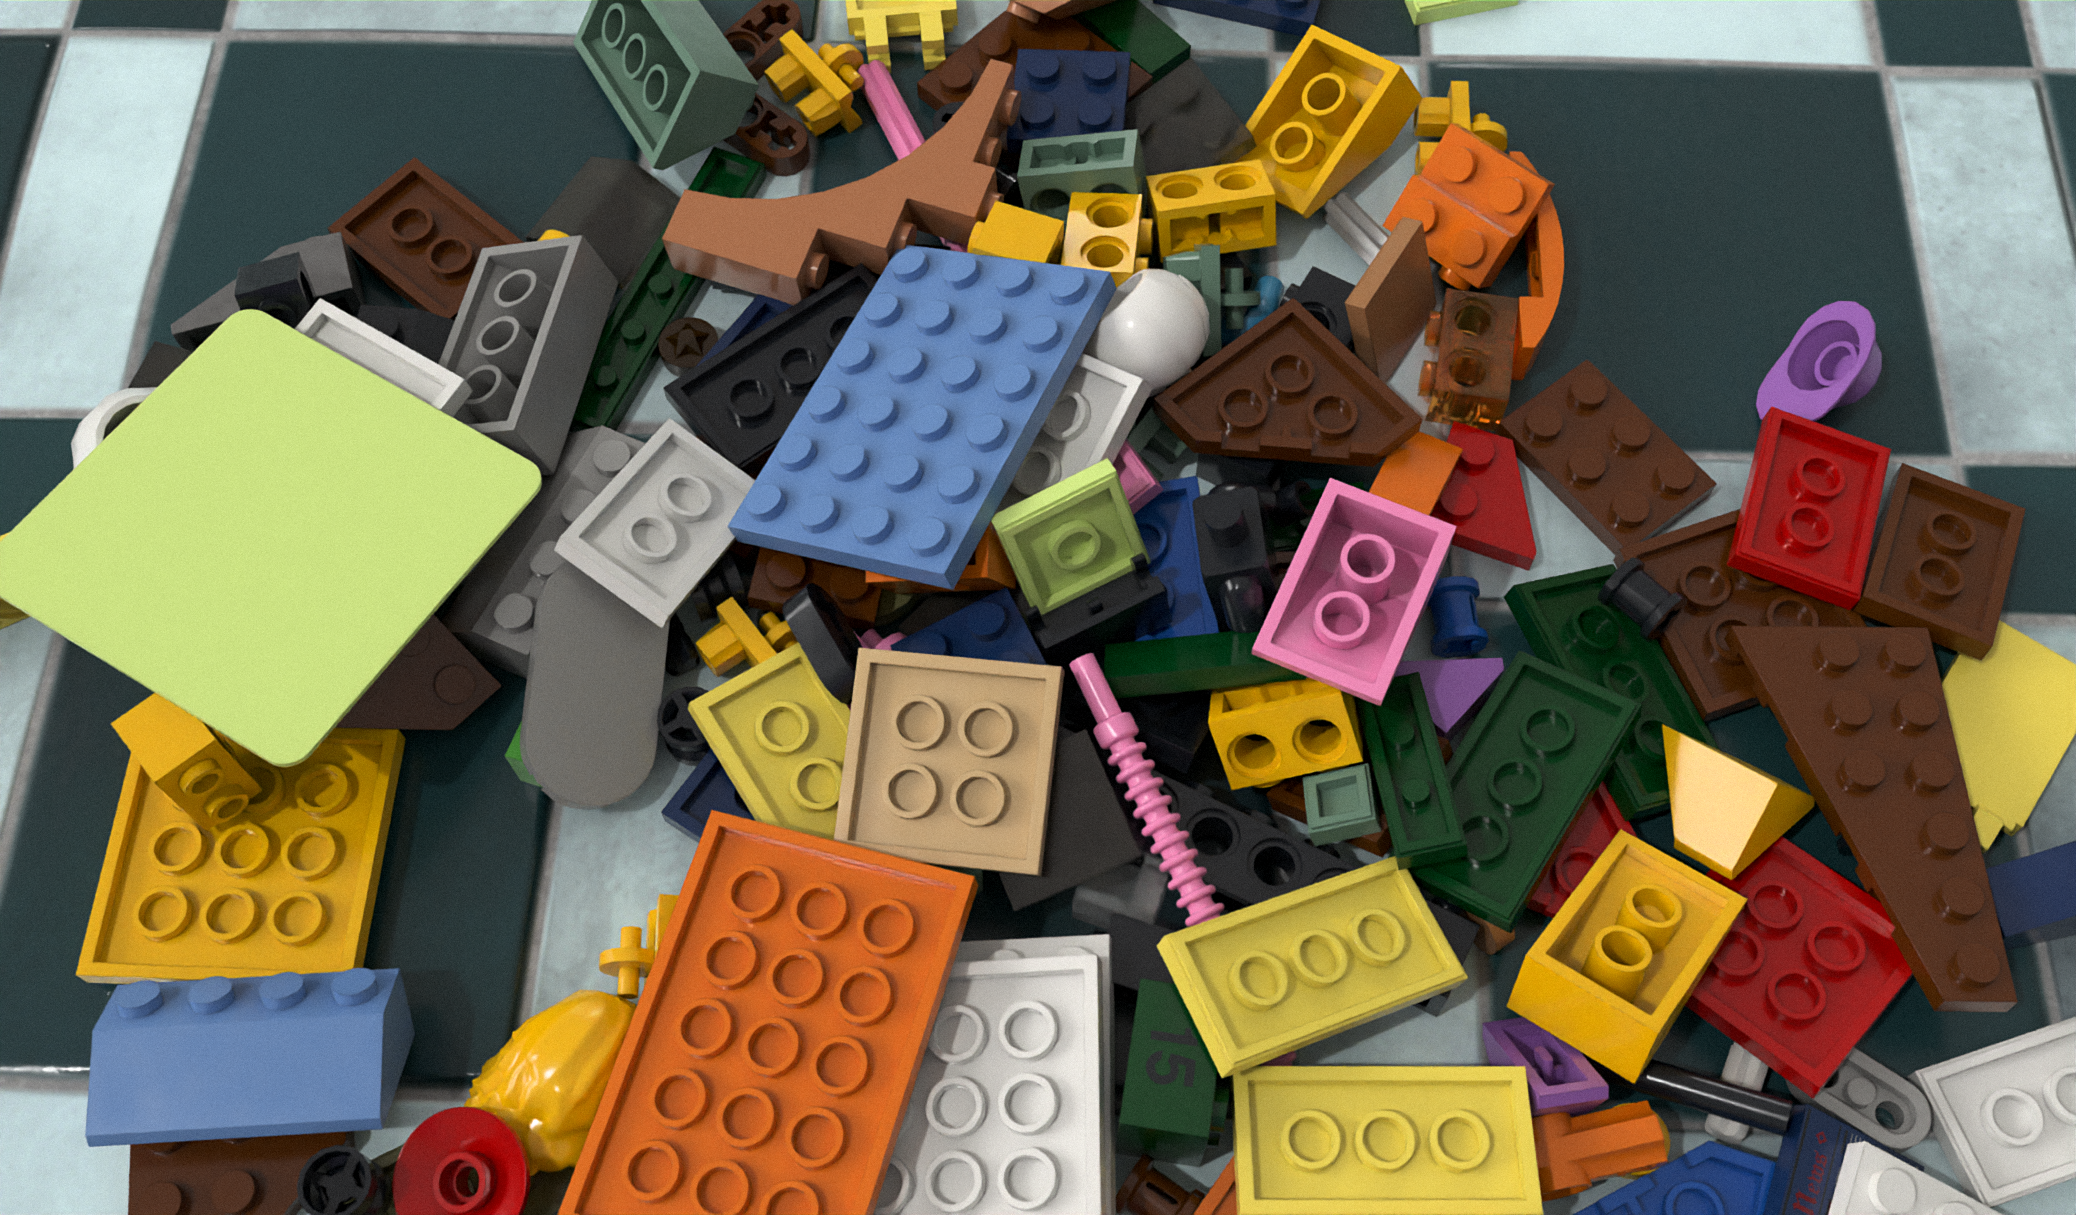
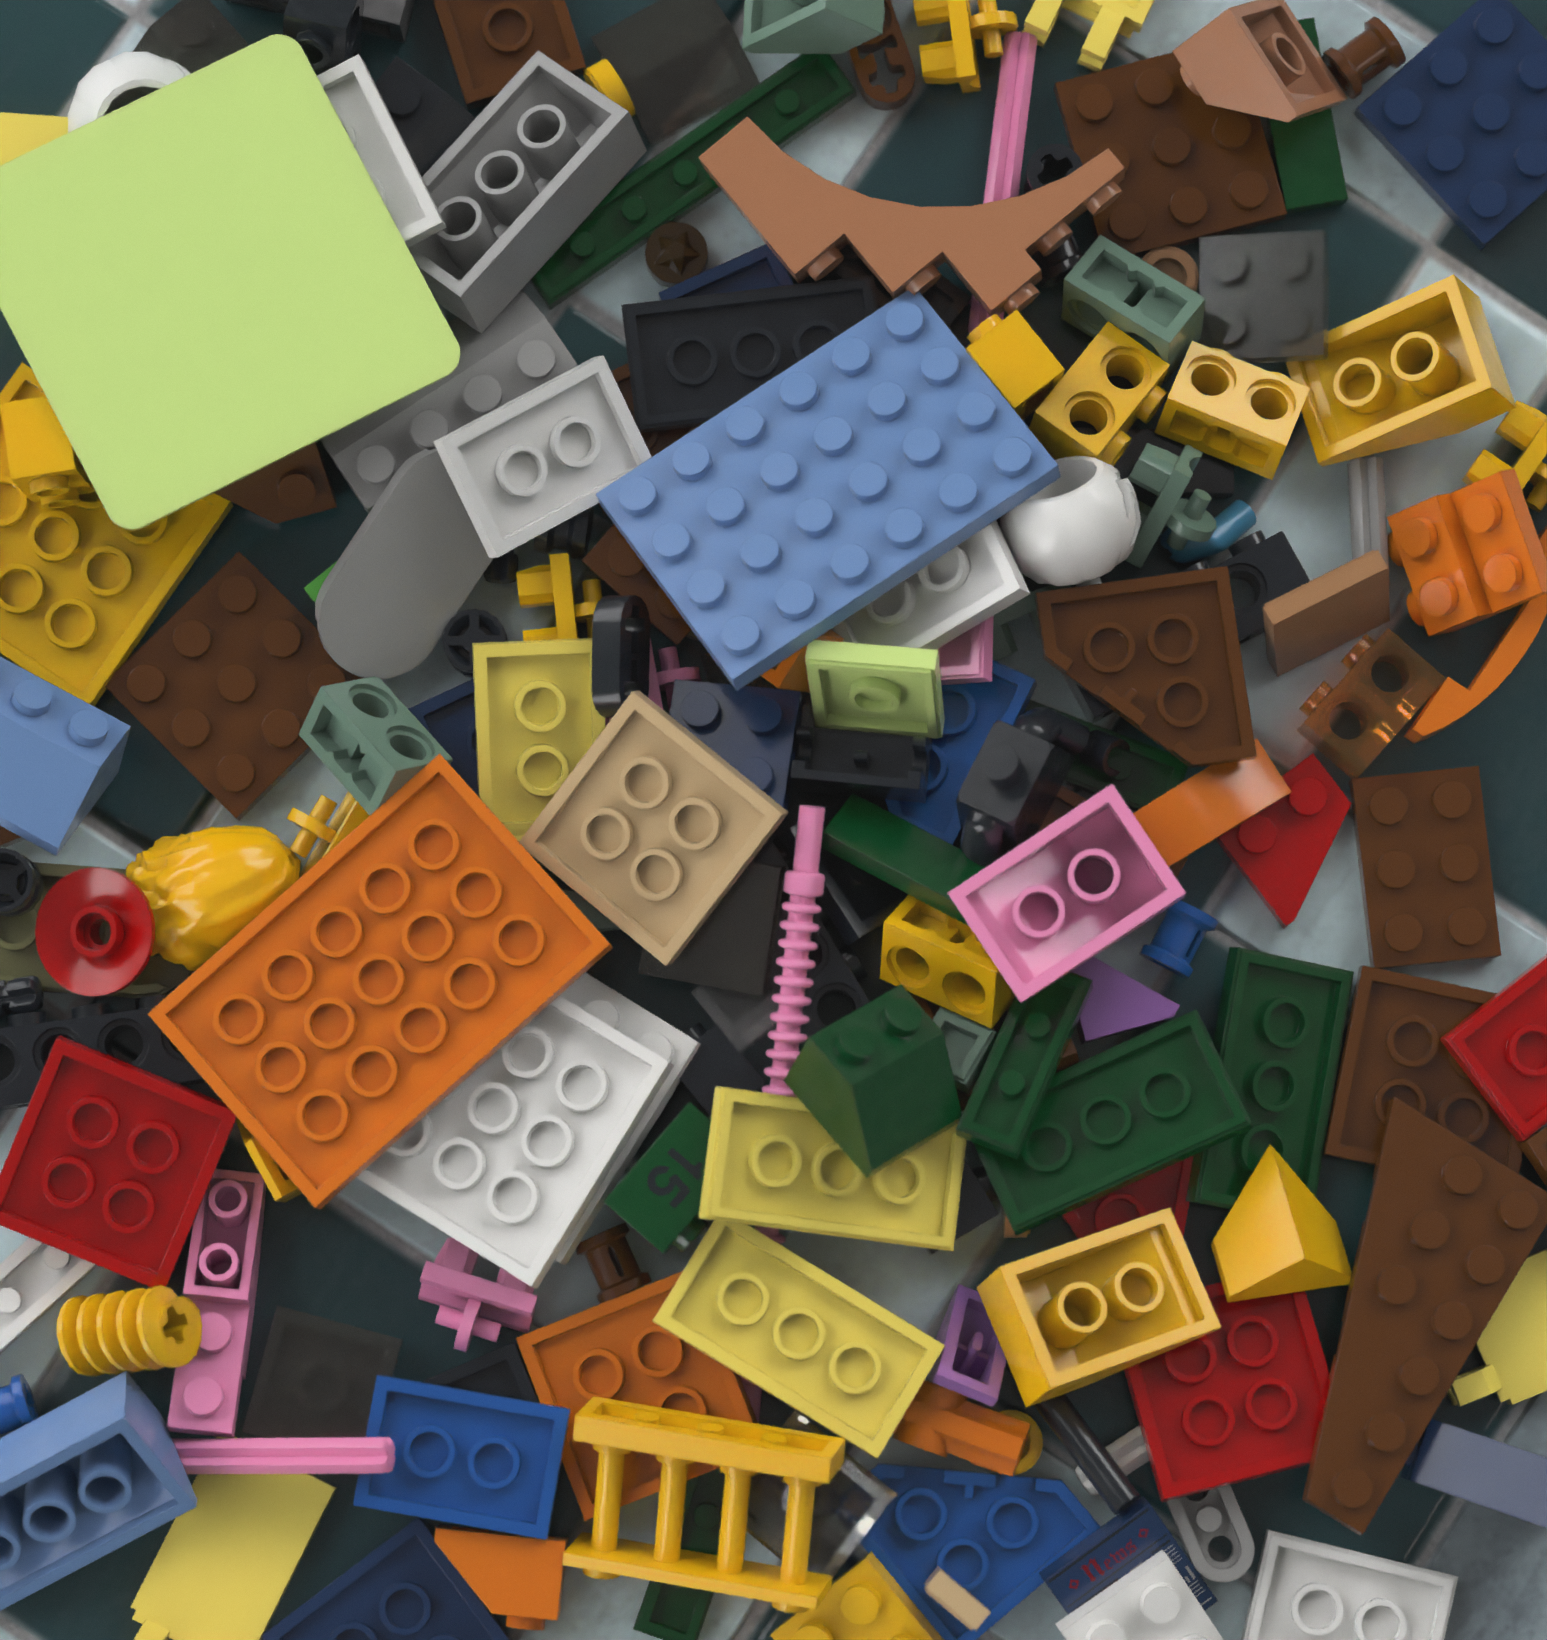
camera: 30 degrees right, 20 degrees up
(491, 889) = (230, 684): none -> reddish brown plate
(633, 849) = (368, 739): none -> sand green brick
(1069, 94) = (1179, 207): dark blue plate -> none
(1300, 850) = (878, 1080): none -> dark green slope
(1642, 599) = (1336, 1027): black bush -> none

